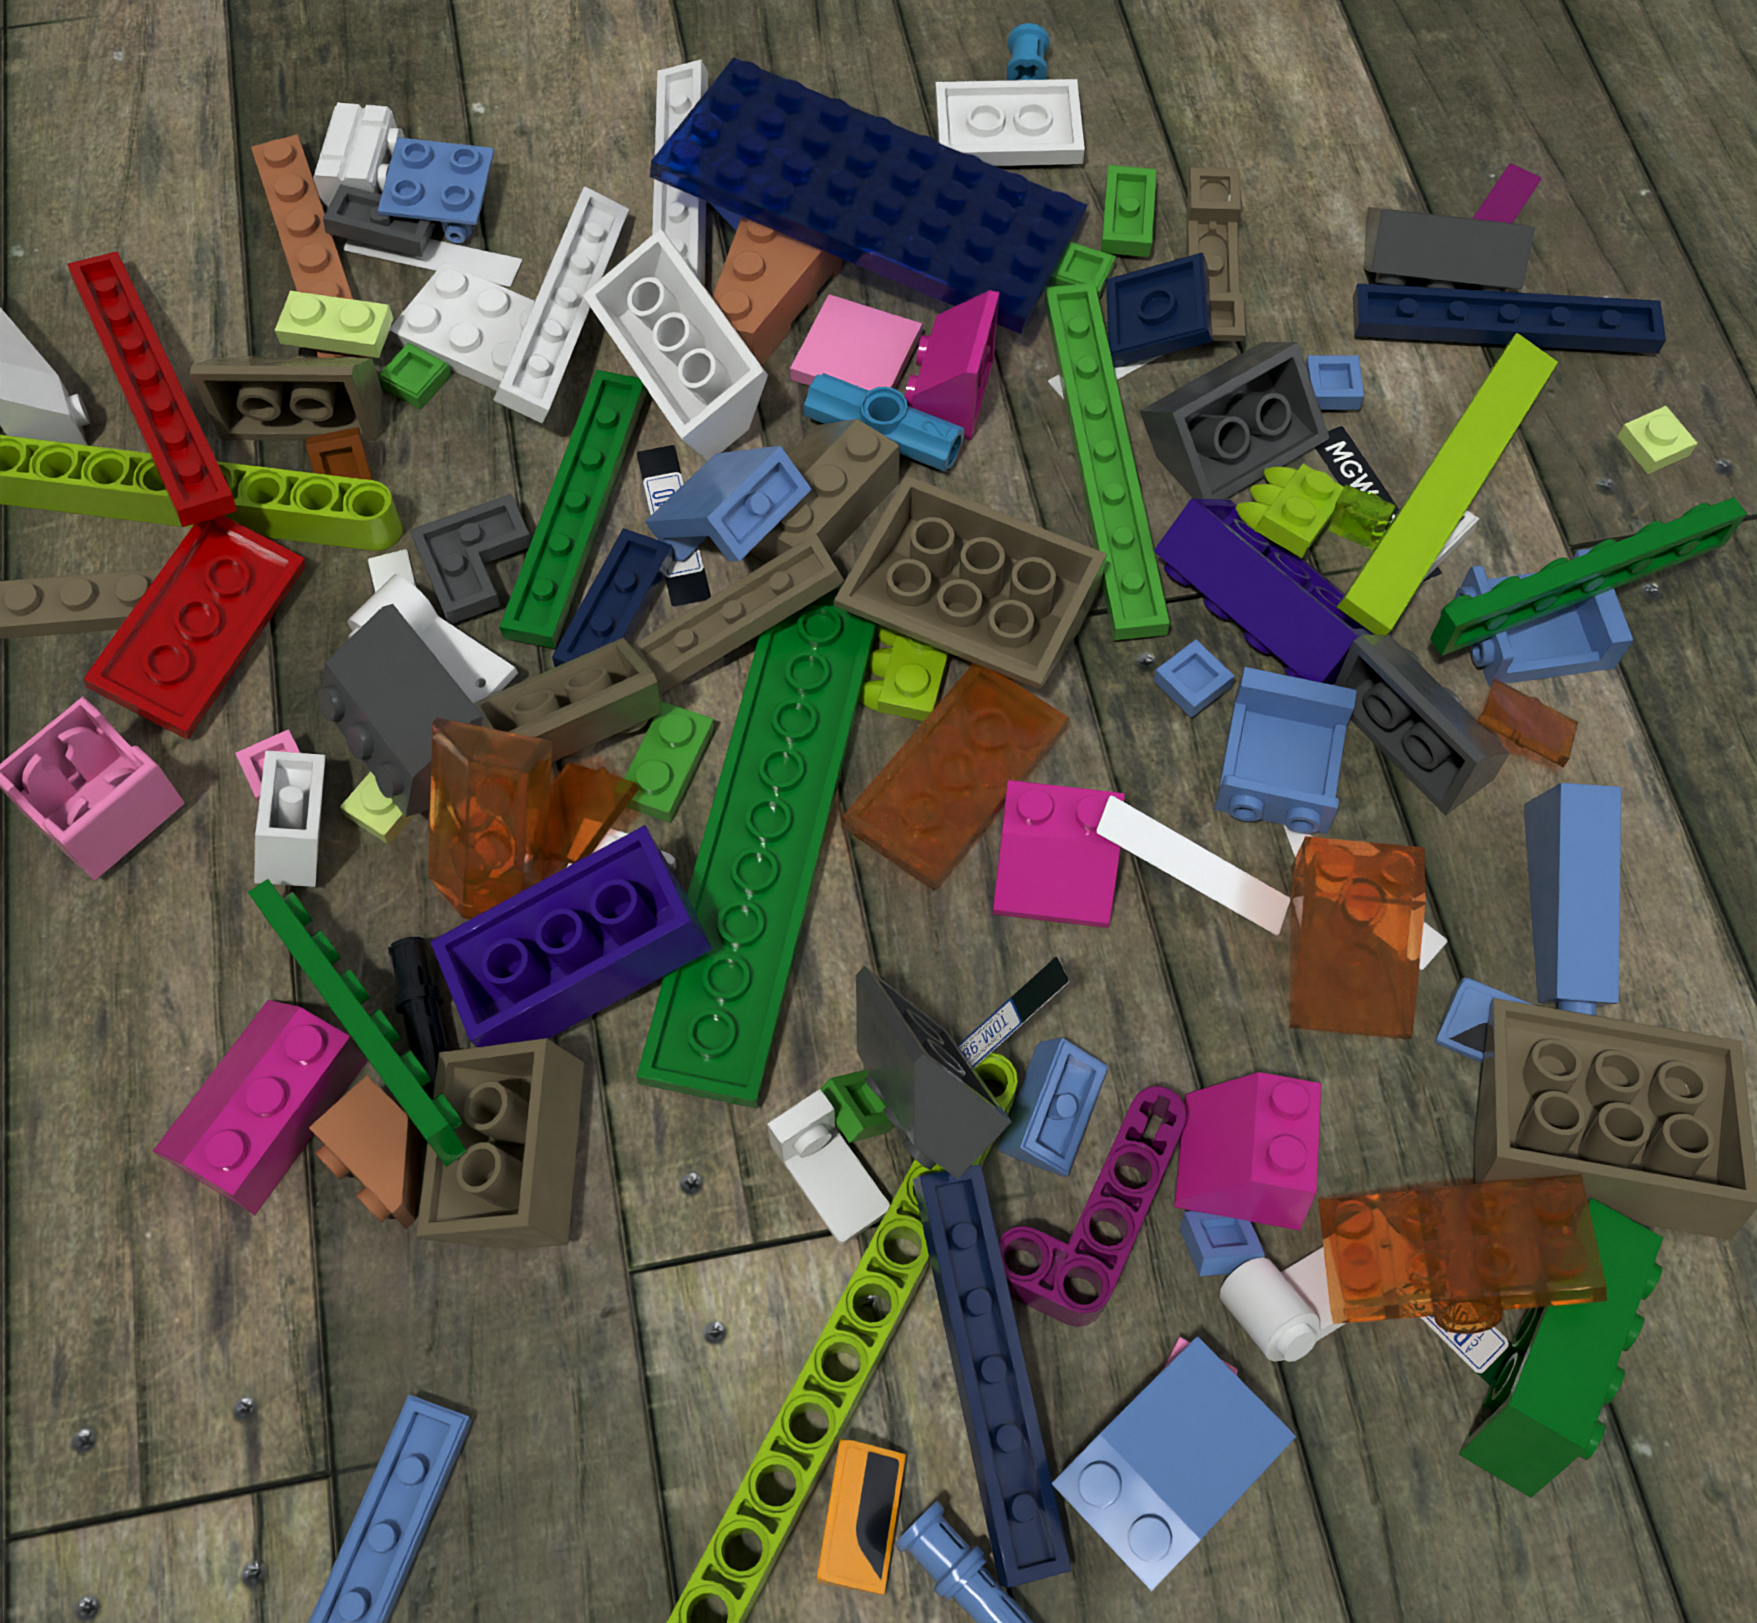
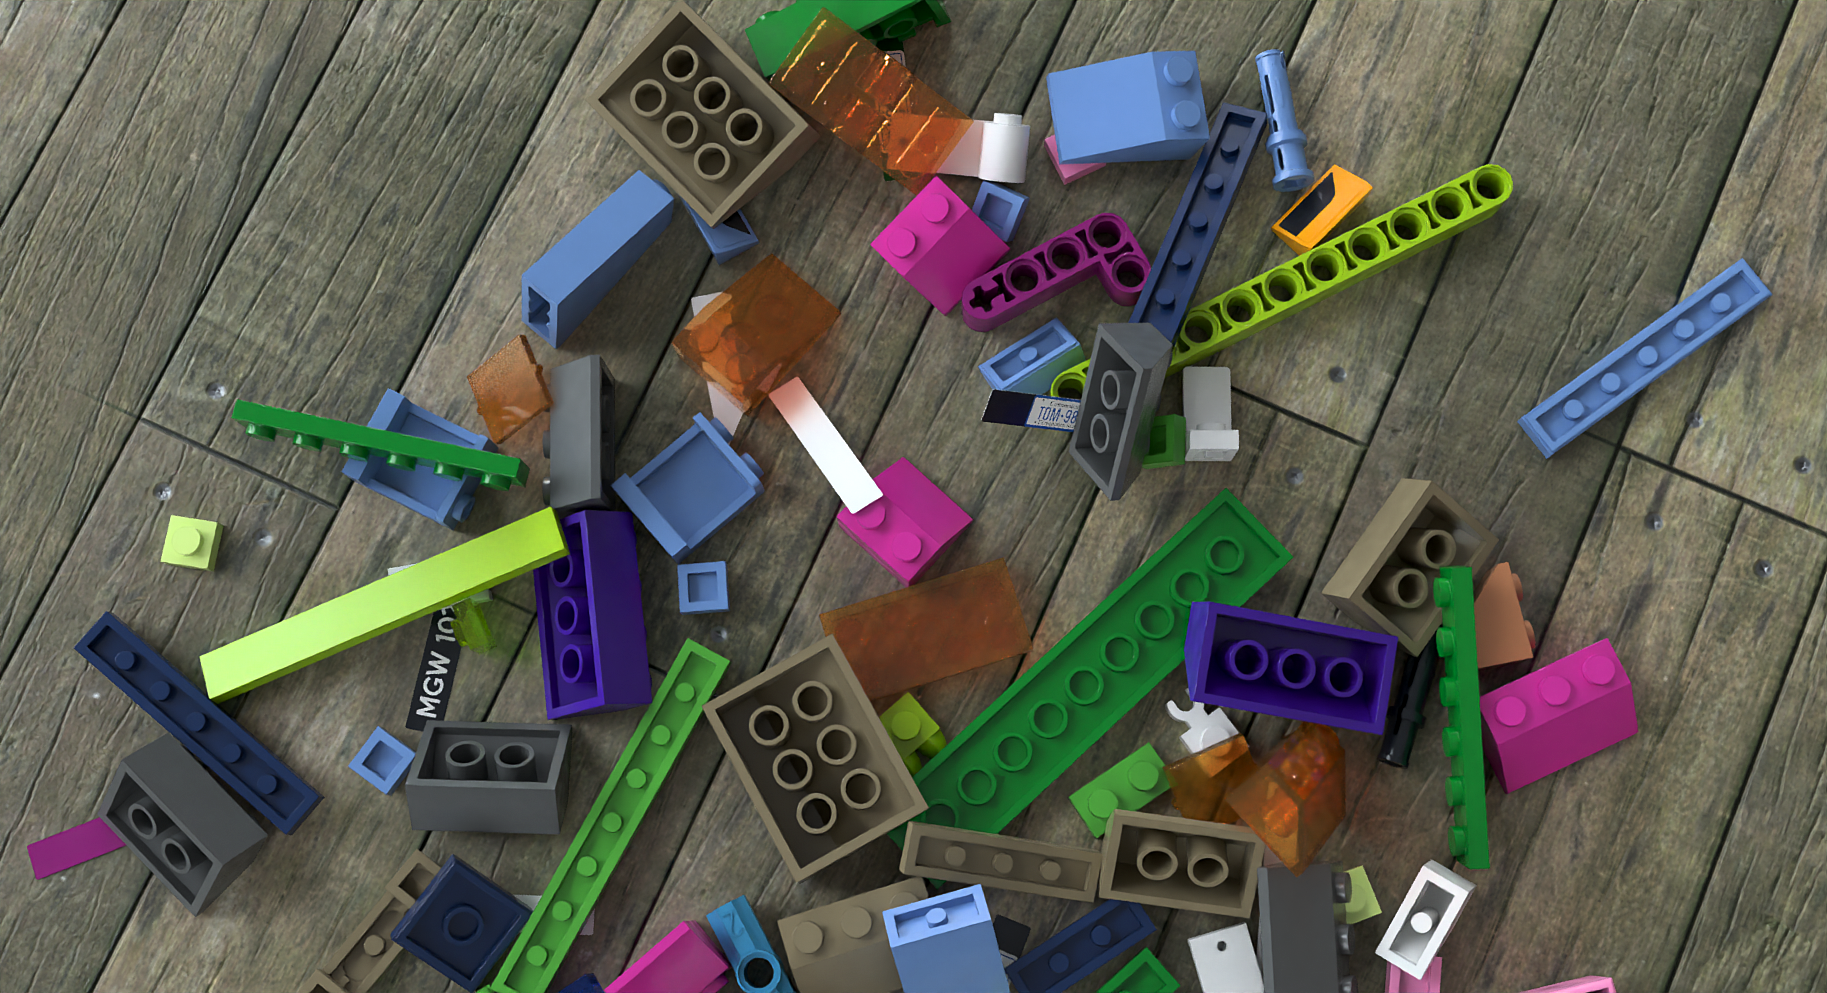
camera: 140 degrees left, 15 degrees up
(1291, 506) = (513, 669): lime plate -> none

